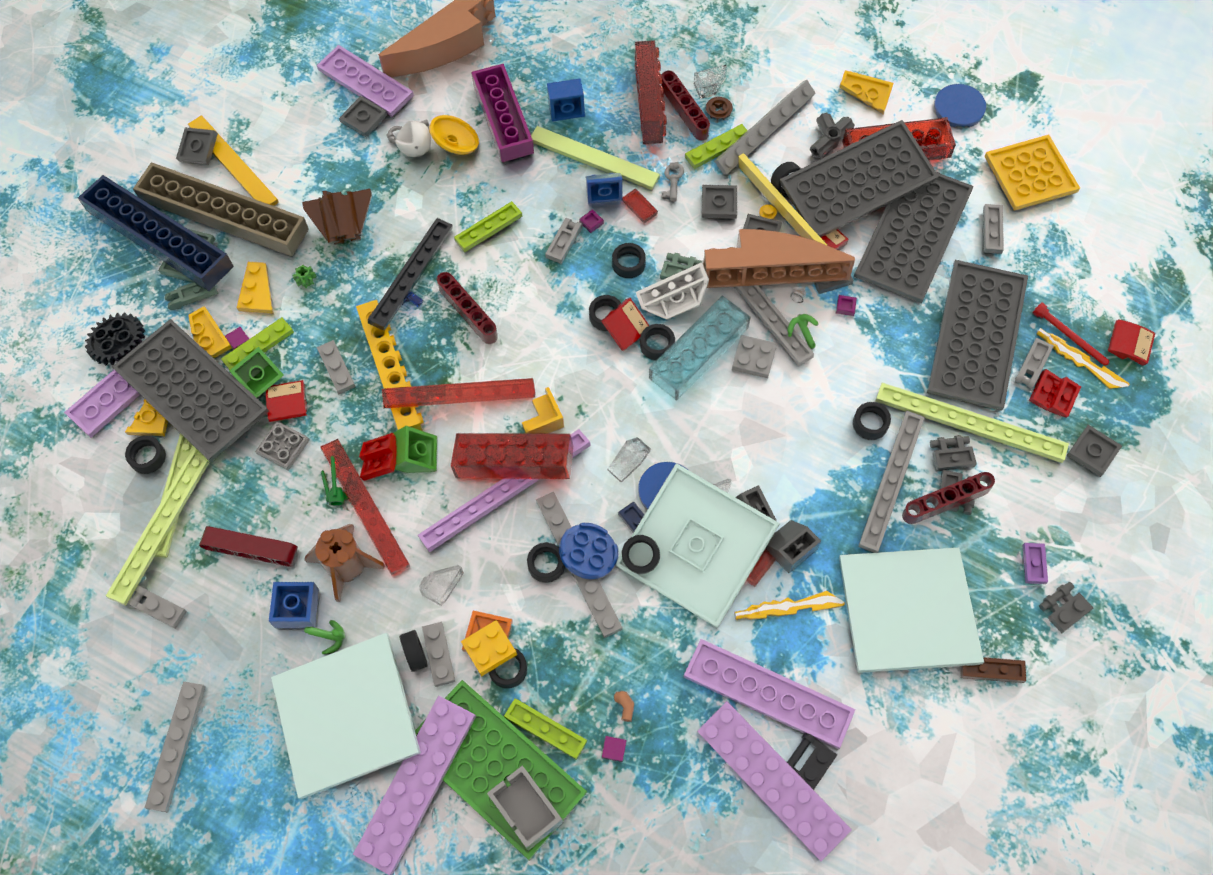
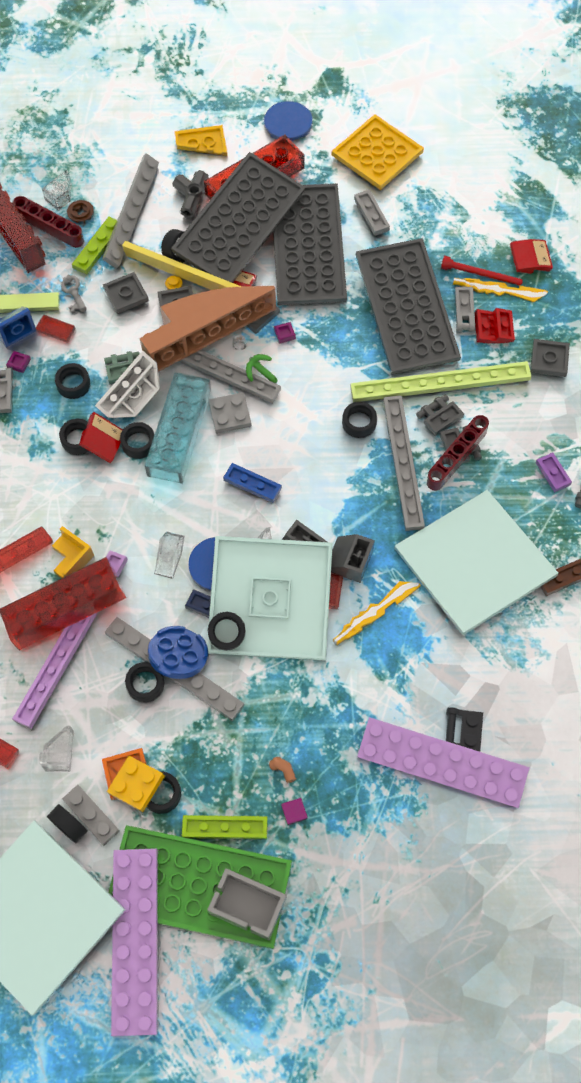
camera: 30 degrees left, 0 degrees up
(739, 431) = (252, 482): none -> blue plate
(769, 693) = (399, 692): lavender plate -> none

